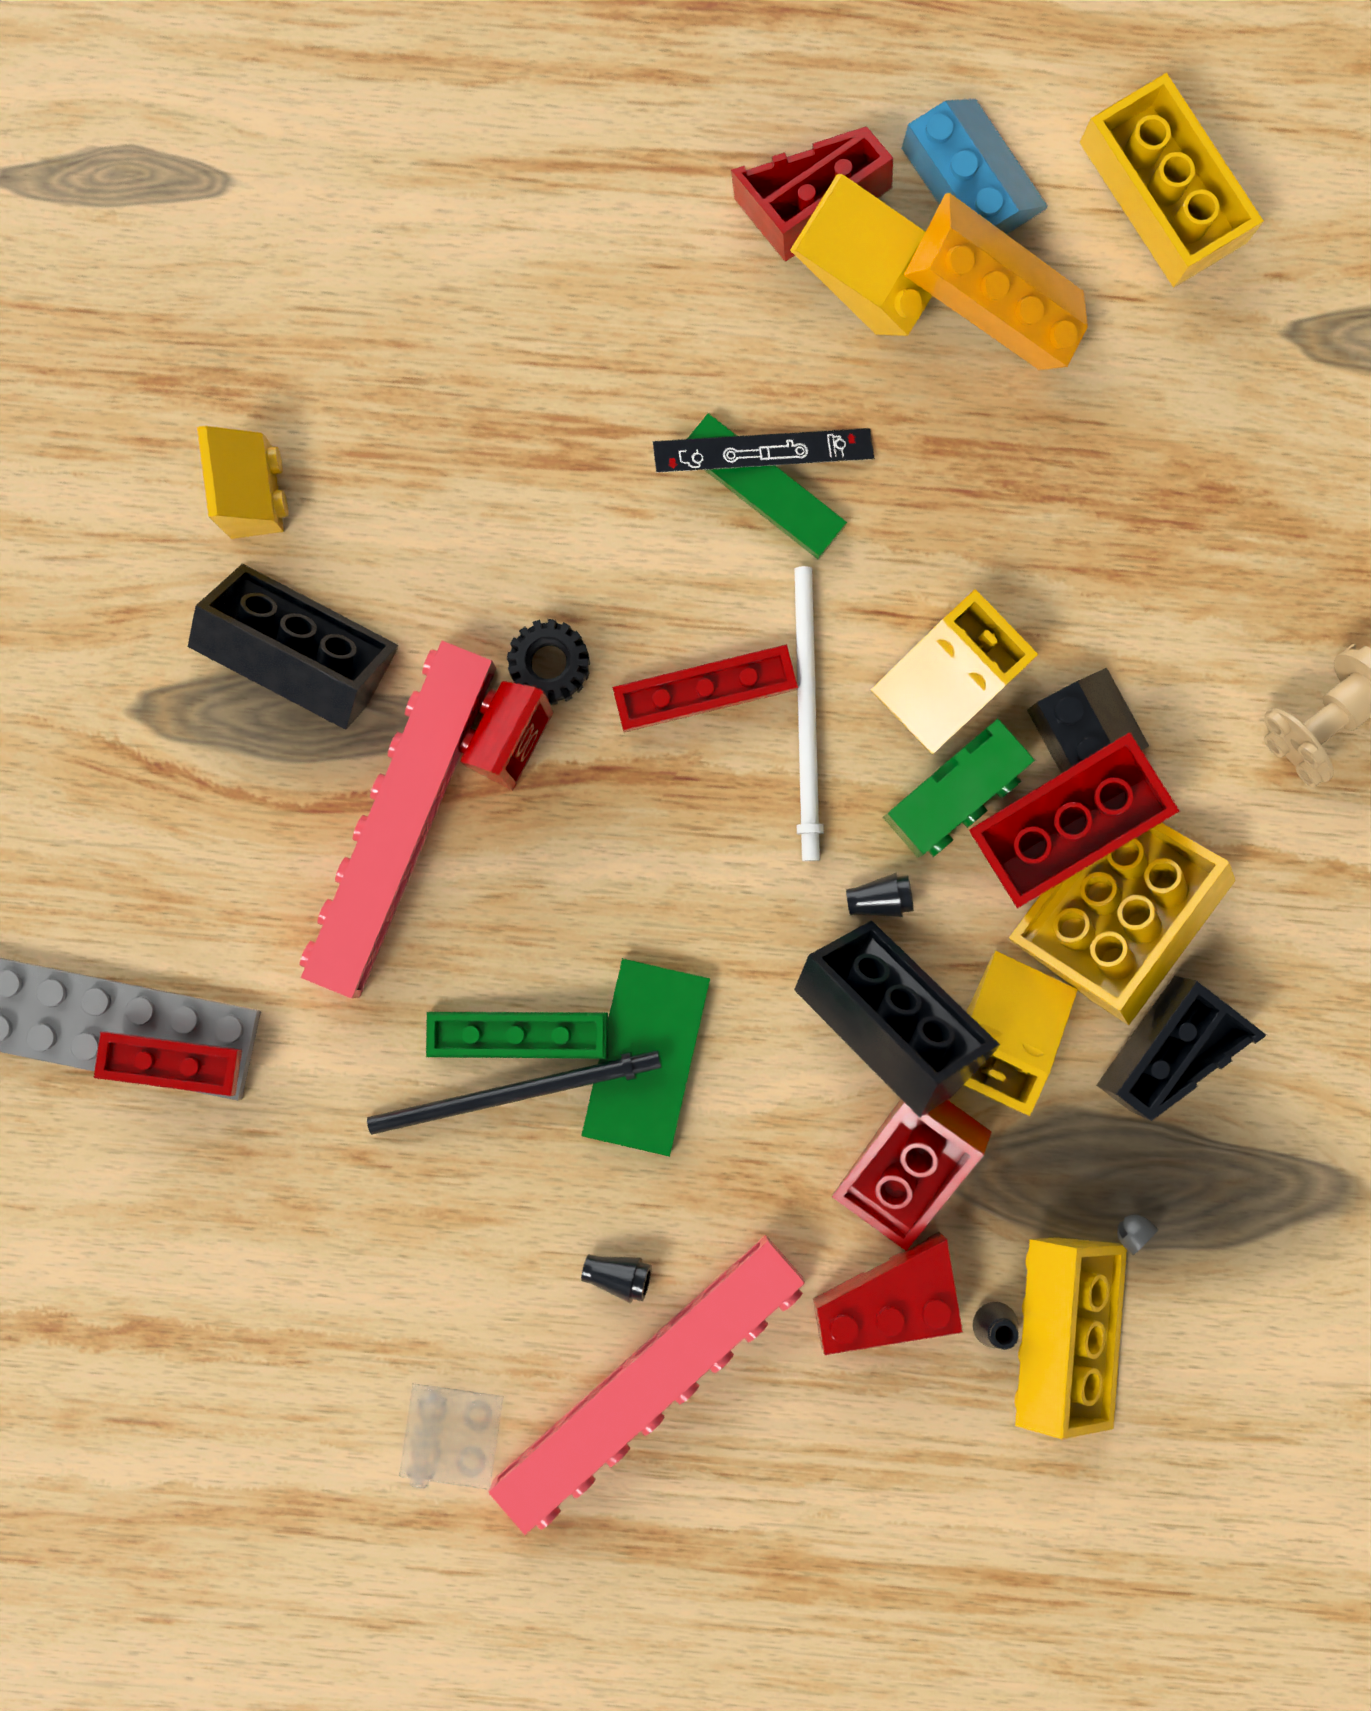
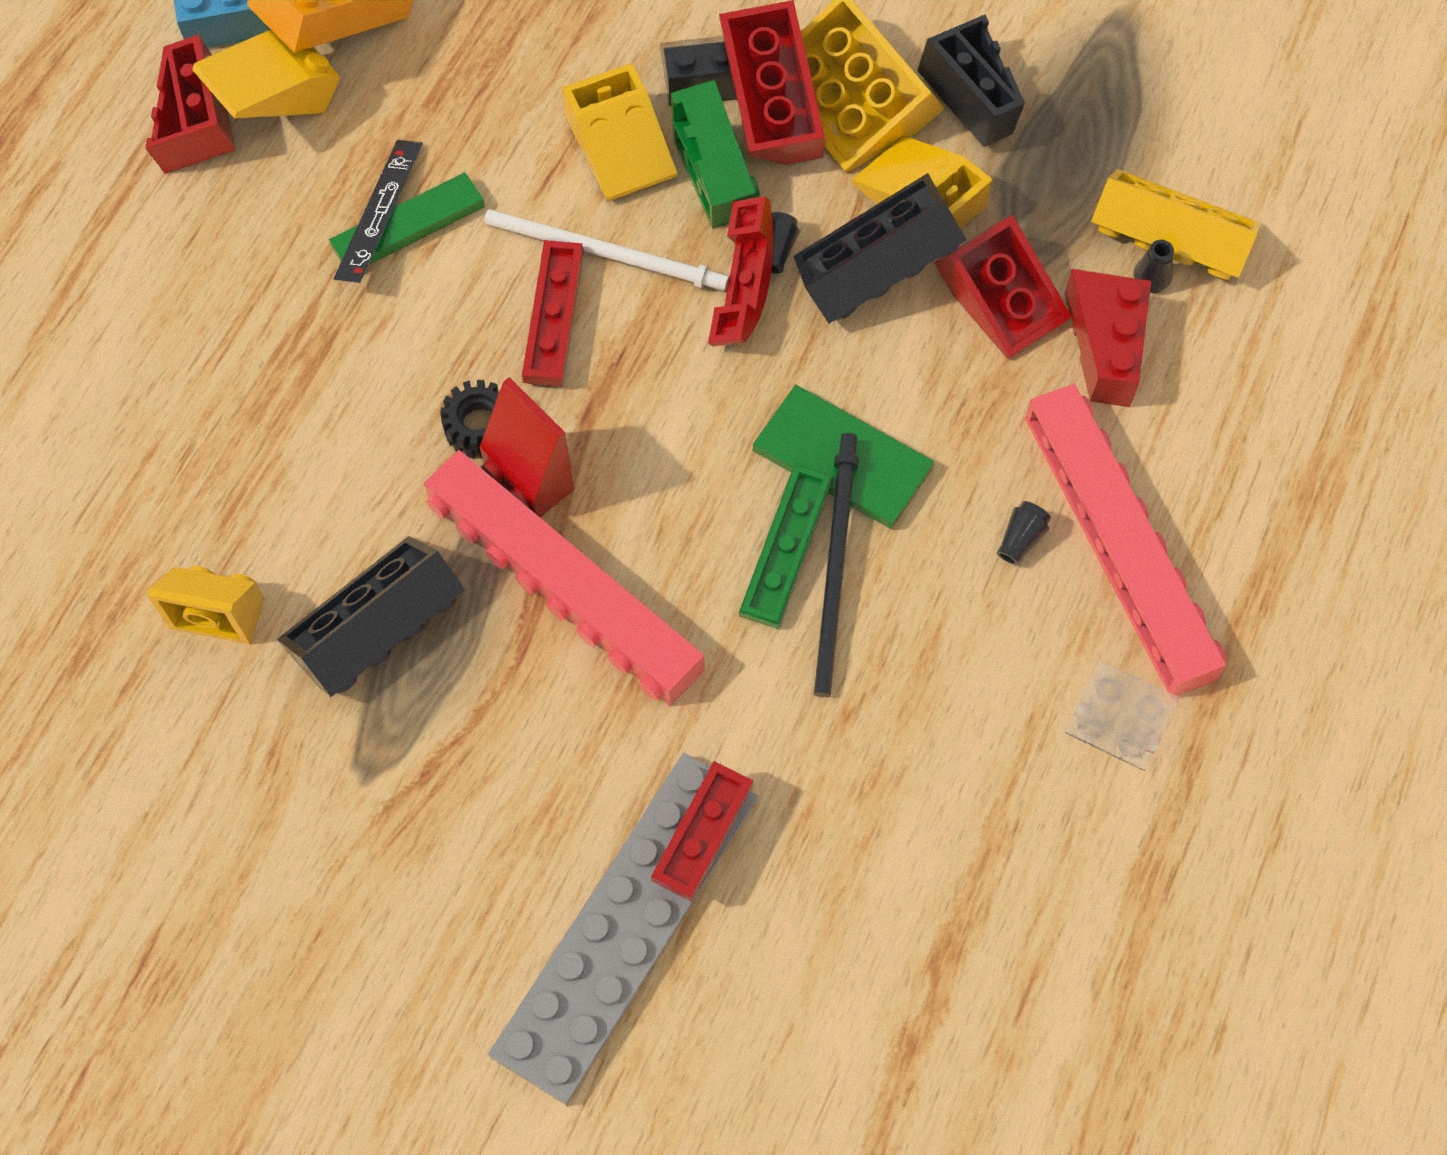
camera: 70 degrees left, 20 degrees down
(819, 883) = (750, 272): none -> red slope
(1135, 1232) = (1112, 155): dark grey hinge -> none

